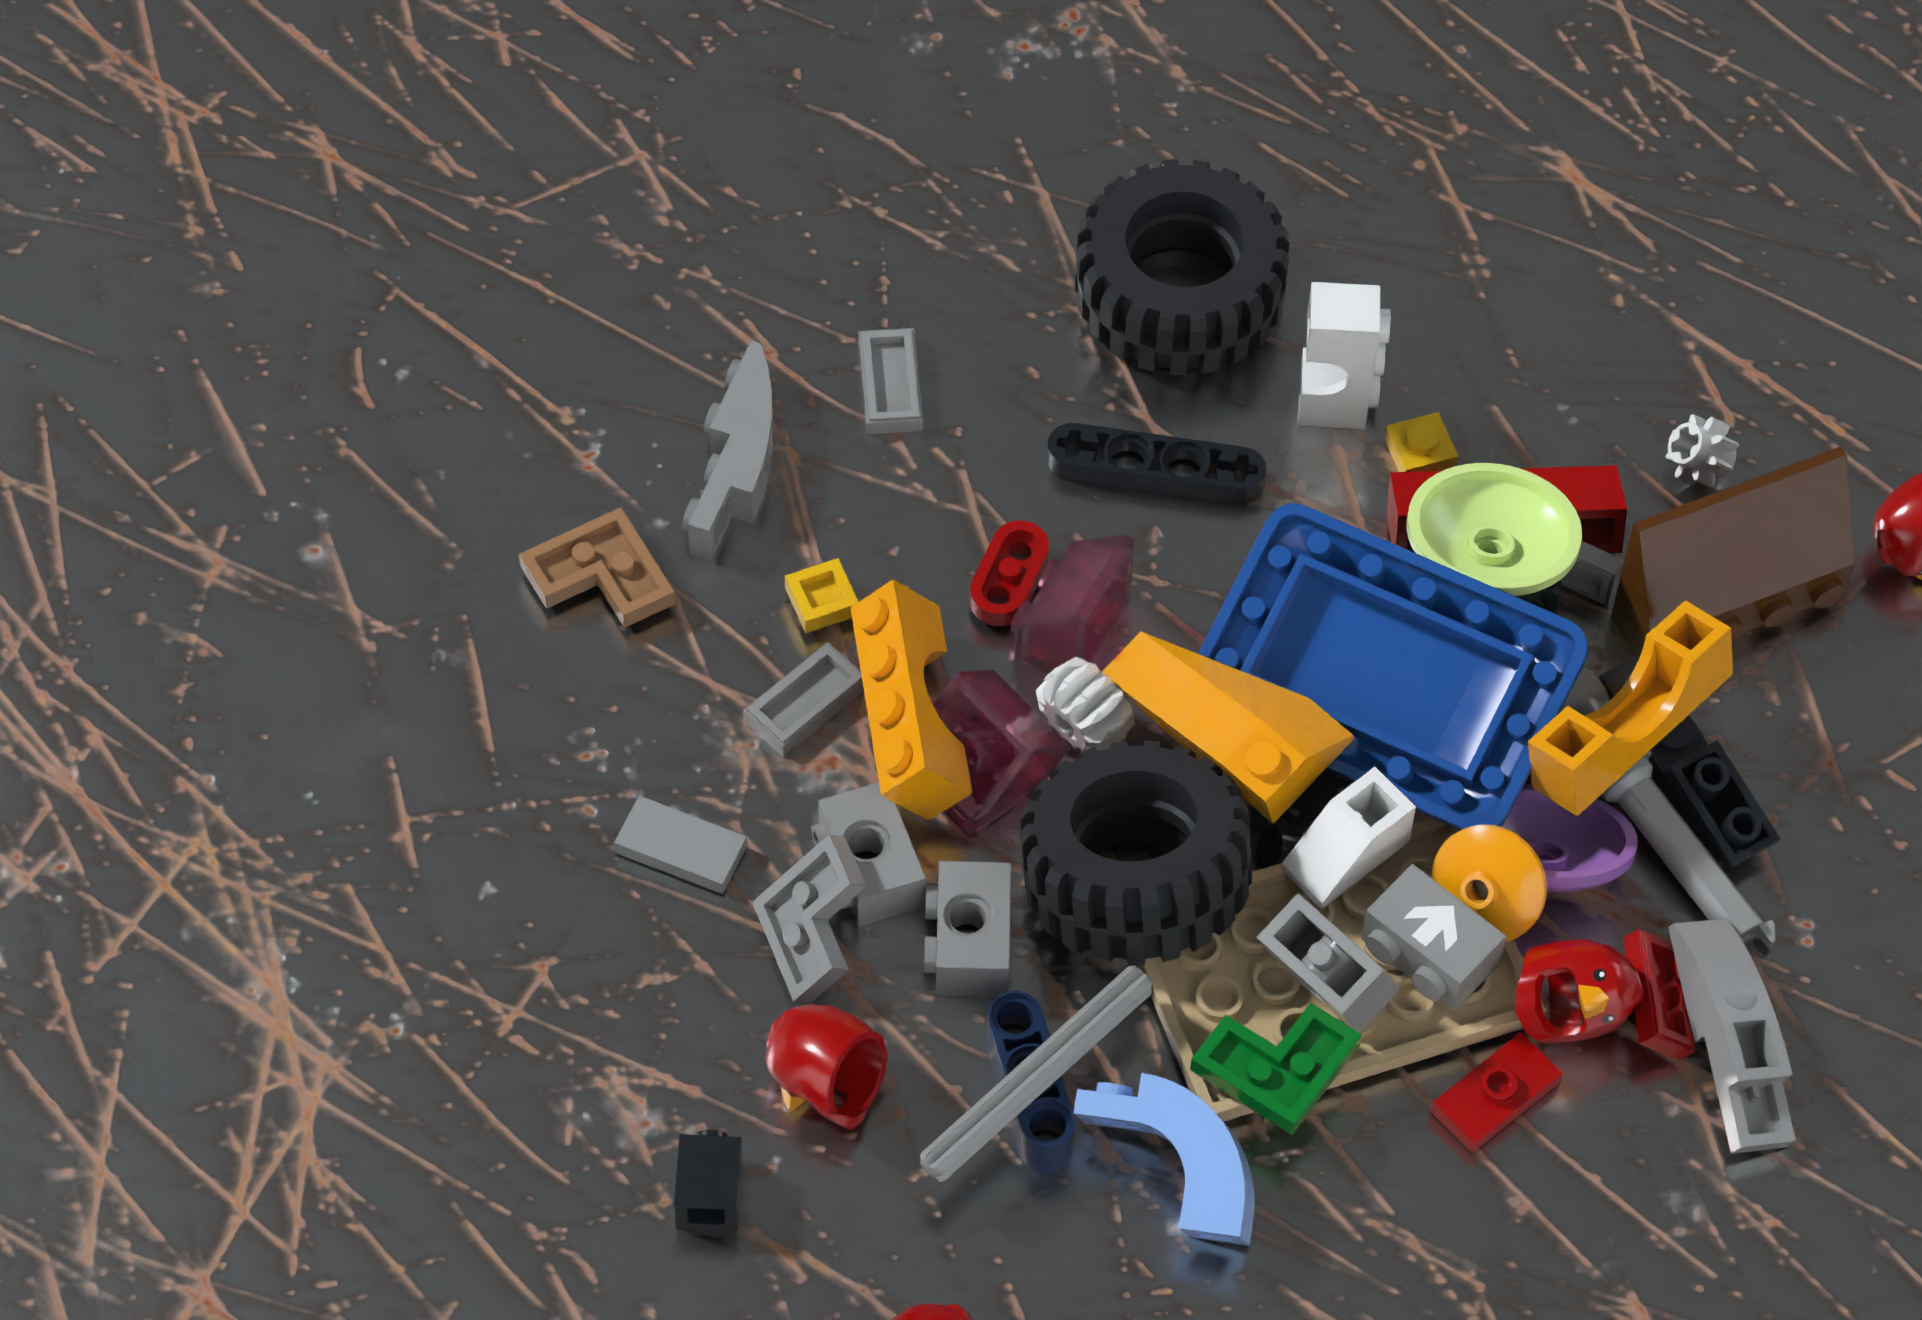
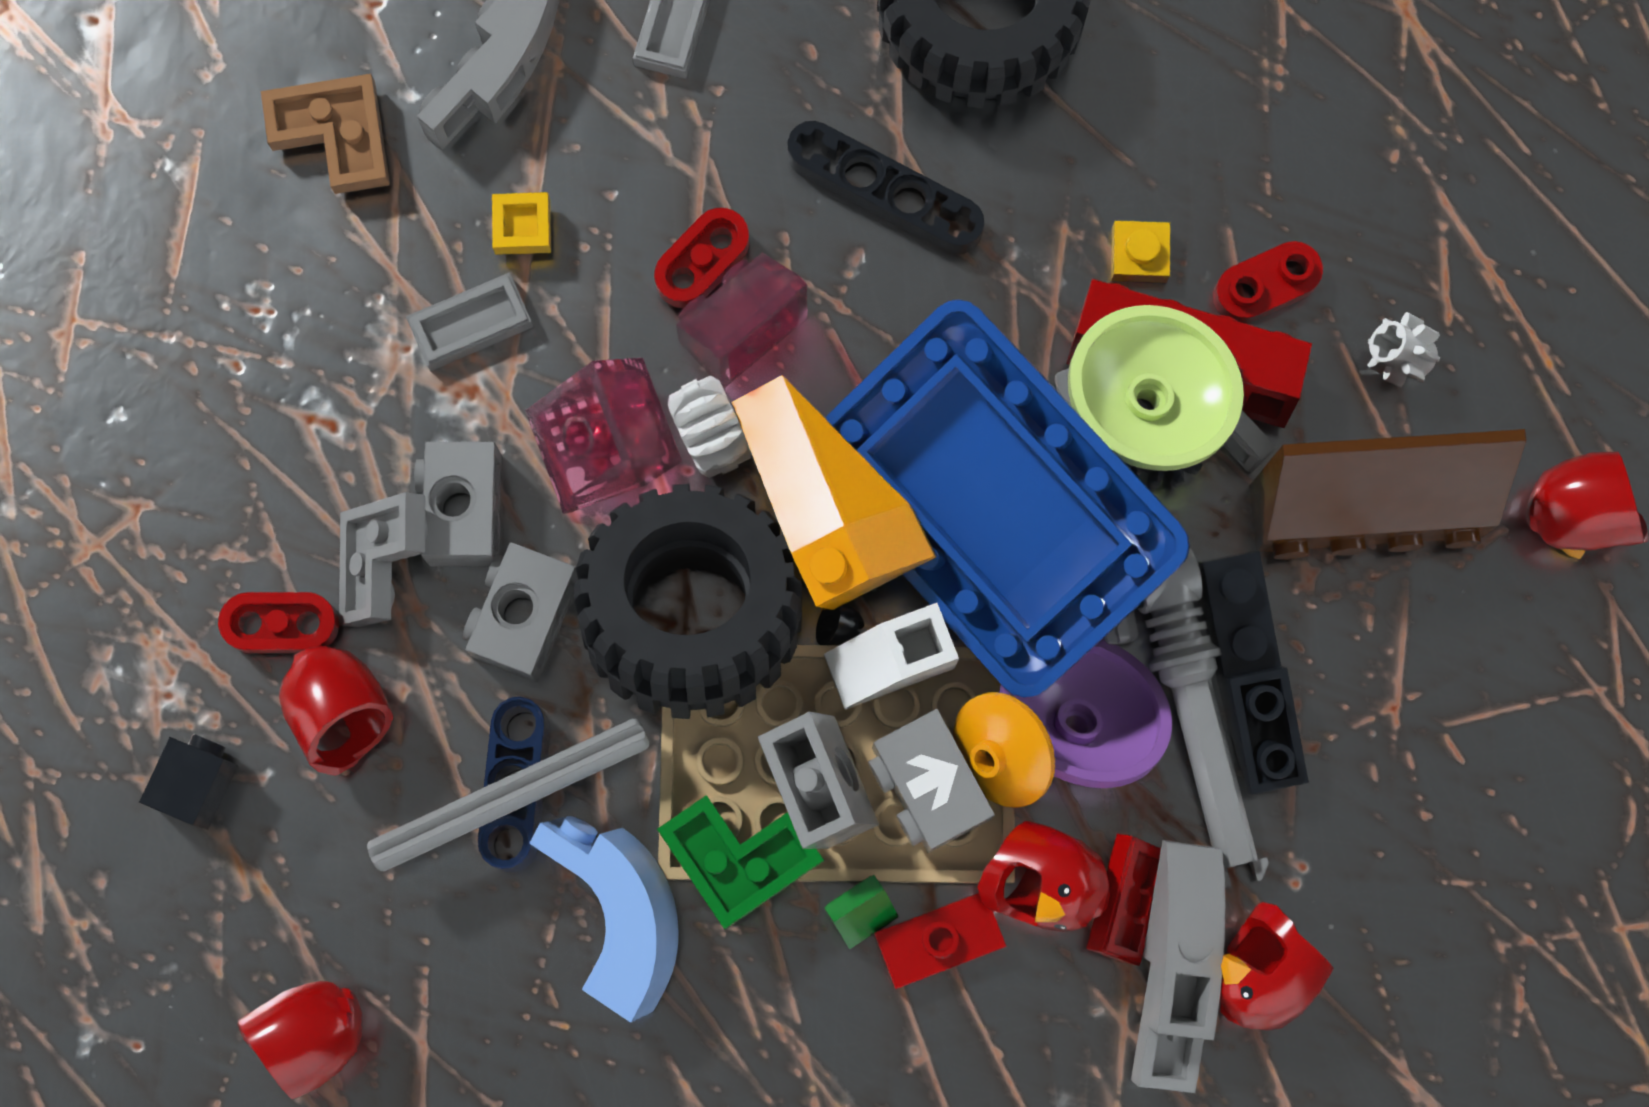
camera: 20 degrees right, 20 degrees up
(680, 844) = (300, 431): light grey tile -> none
(732, 1013) = (281, 621): none -> red plate
(914, 751) = (529, 425): light orange arch -> none
(1342, 355) = (1090, 144): white arch -> none
(1413, 1084) = (861, 911): none -> green tile
(1553, 432) = (1270, 280): none -> red plate
(1677, 670) = (1260, 603): light orange arch -> none
(1823, 1019) = (1270, 971): none -> red piece

